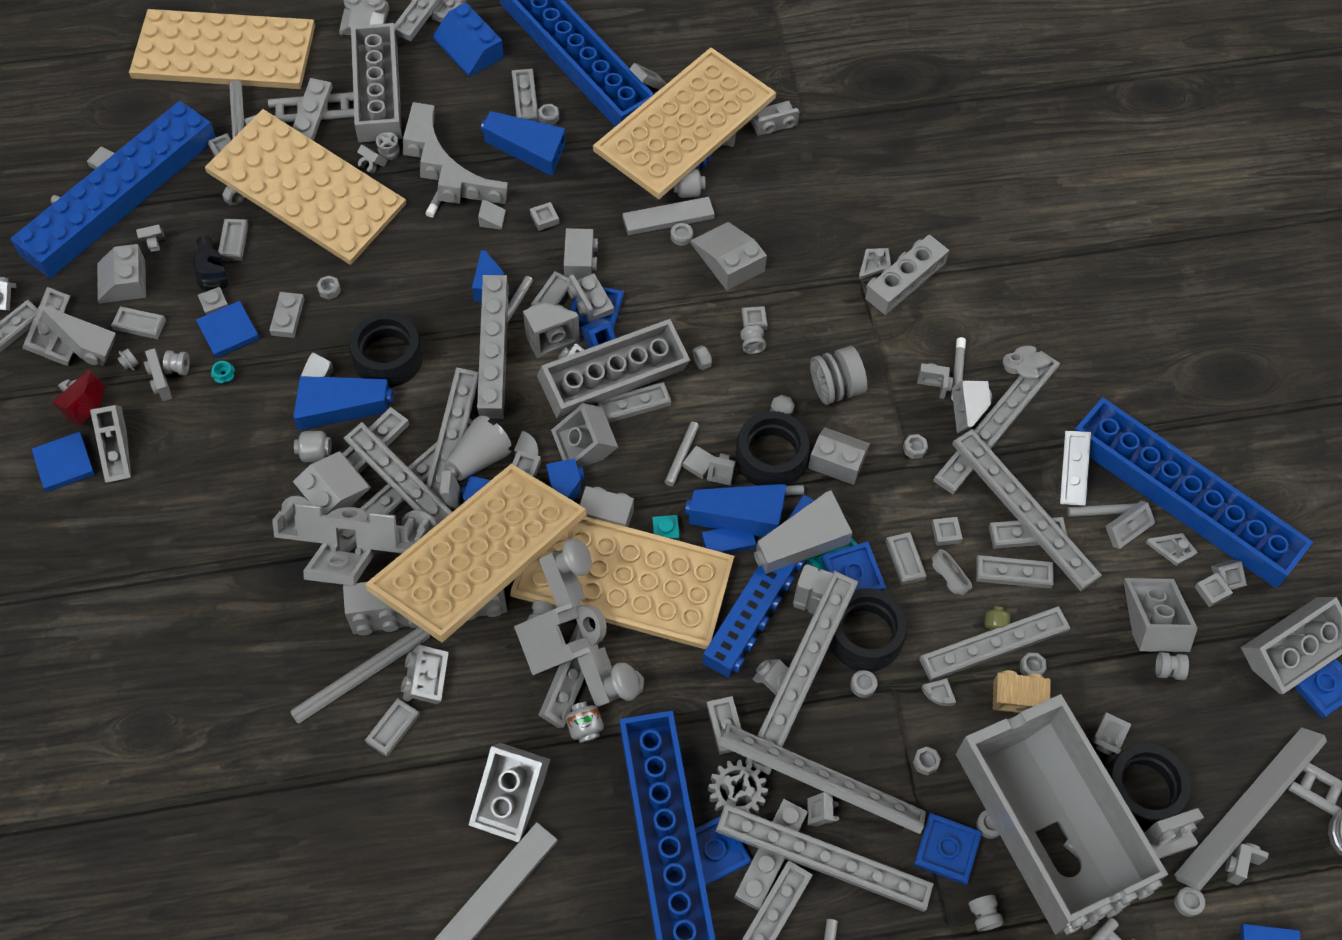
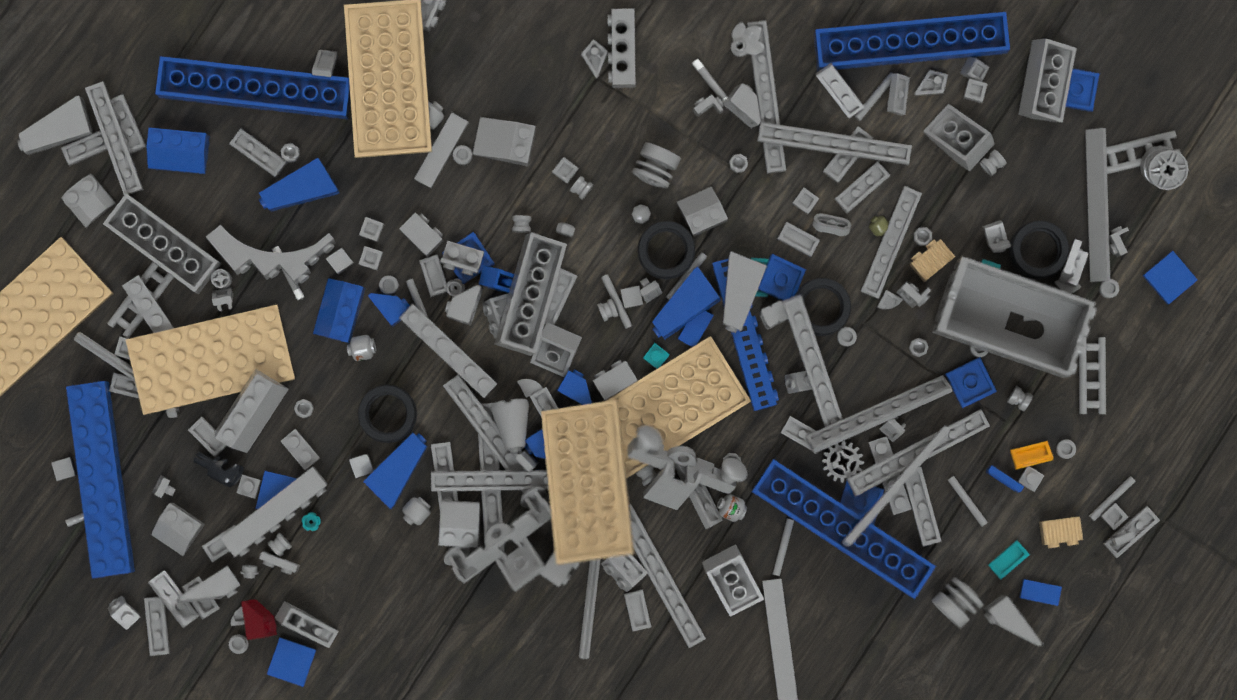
camera: 45 degrees left, 25 degrees up
(43, 405) = (238, 644): none -> light grey plate
(204, 331) = (274, 511): none -> light grey brick
(284, 244) = (250, 412): none -> light grey slope
(429, 285) = (361, 347): none -> light grey head
(447, 249) = (339, 310): none -> blue slope
(447, 721) = (664, 583): none -> light grey tile
(509, 266) = (388, 285): none -> light grey tile
(518, 234) = (370, 258): none -> light grey plate
(592, 813) = (783, 547): none -> light grey bar
(666, 449) = (607, 310): none -> light grey wheel
(673, 314) = (521, 224): none -> light grey wheel
(766, 857) = (894, 488): none -> light grey tile
(968, 705) = (911, 296): none -> light grey bracket

